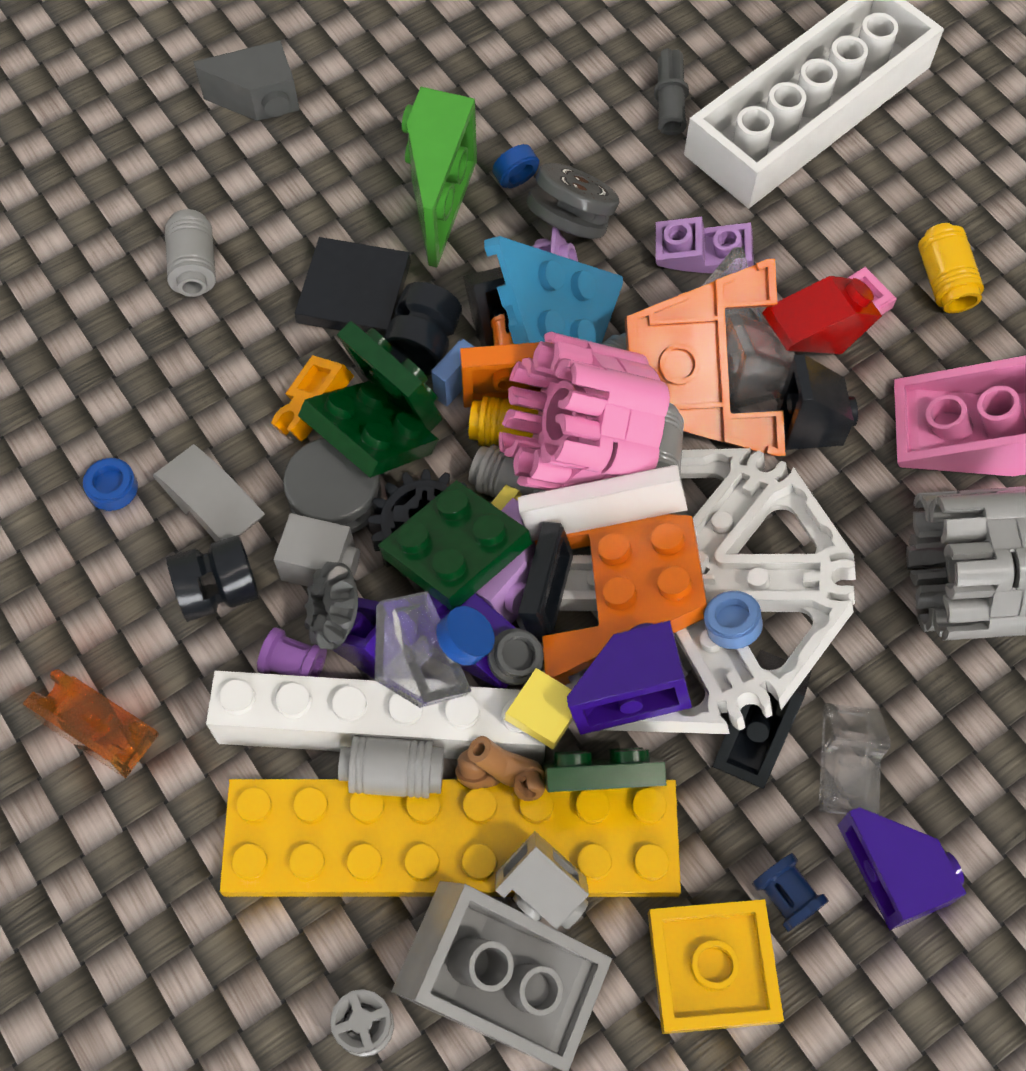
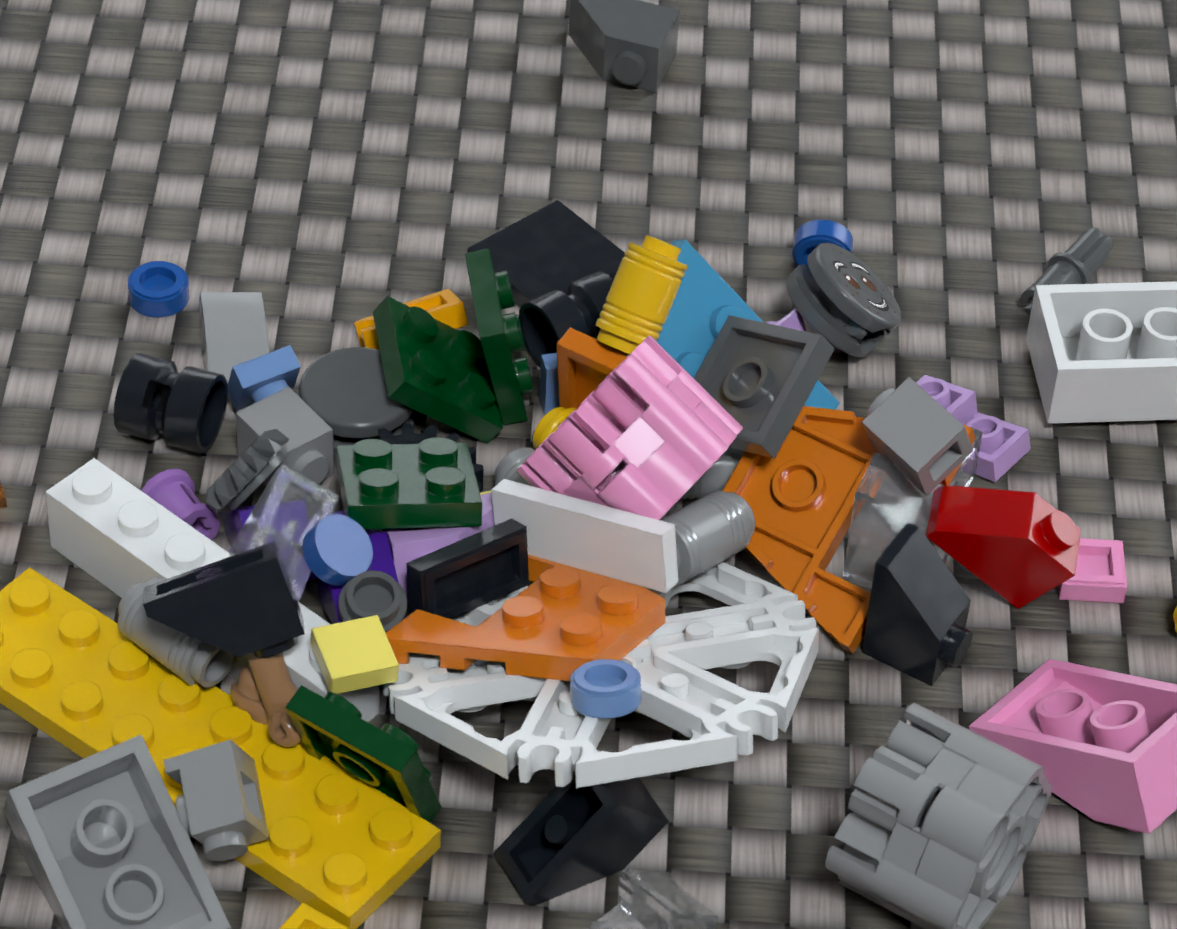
camera: 35 degrees right, 20 degrees down
(189, 253) = (416, 145): light grey head -> none
(266, 517) = (263, 377): none -> medium blue plate
(441, 161) = (735, 188): bright green slope -> none
(441, 741) = (232, 603): none -> black slope
(500, 298) = (641, 294): none -> yellow head
(614, 305) = (763, 378): none -> dark grey plate
(631, 680) = (451, 669): dark purple slope -> none
(753, 287) = (916, 434): none -> light grey brick

